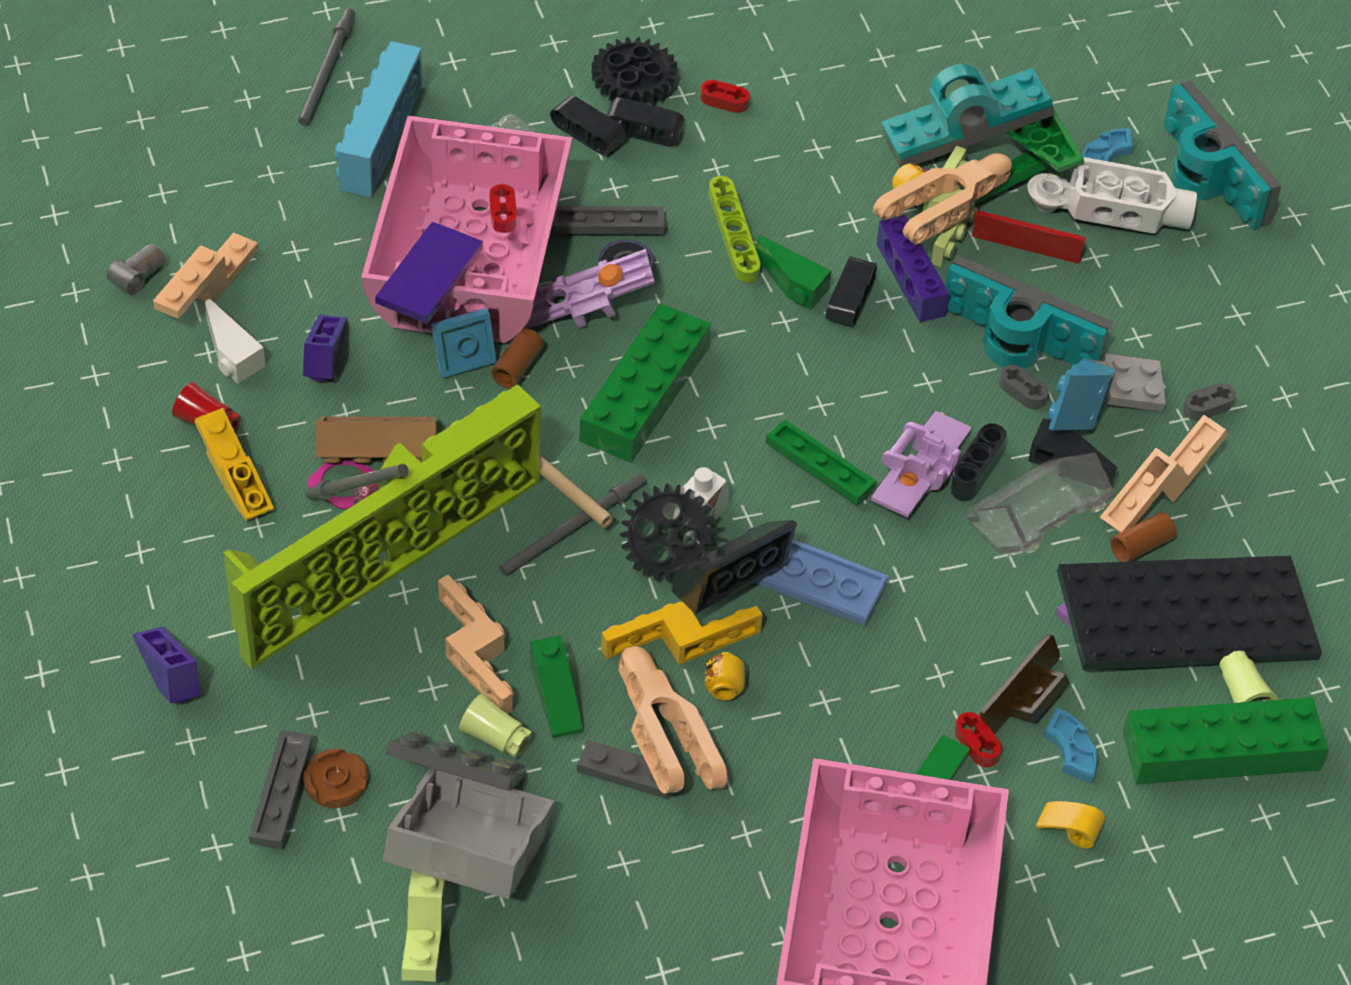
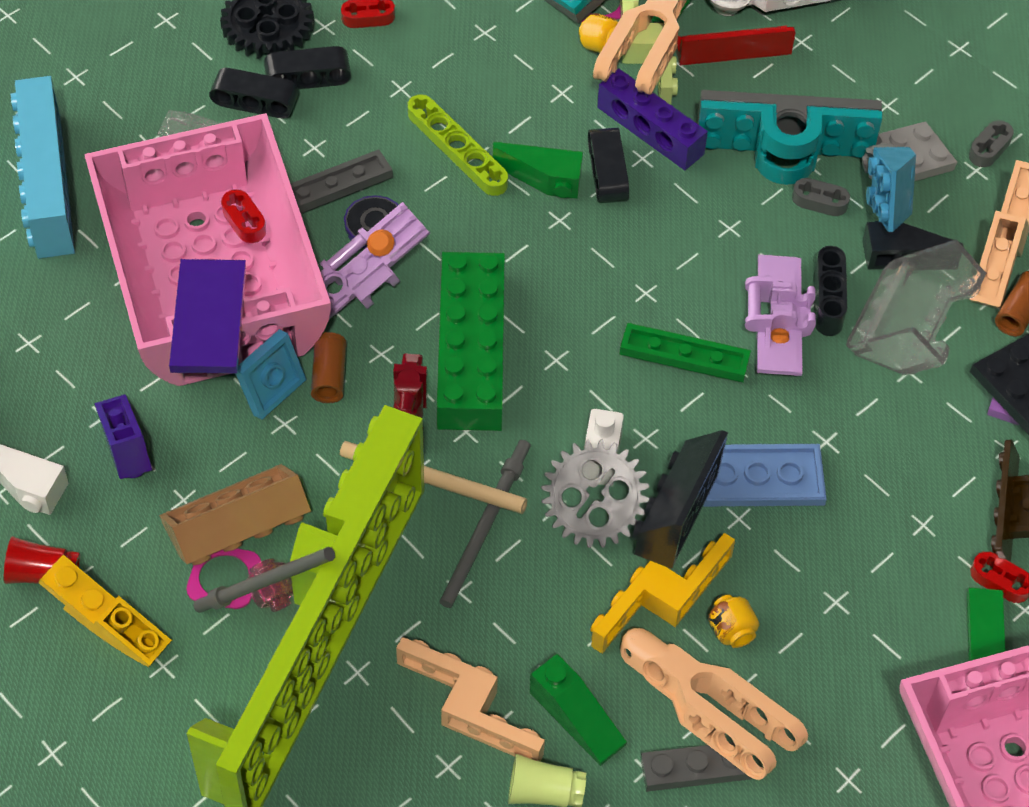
camera: 25 degrees left, 5 degrees up
(564, 408) = (410, 385): none -> dark red hips

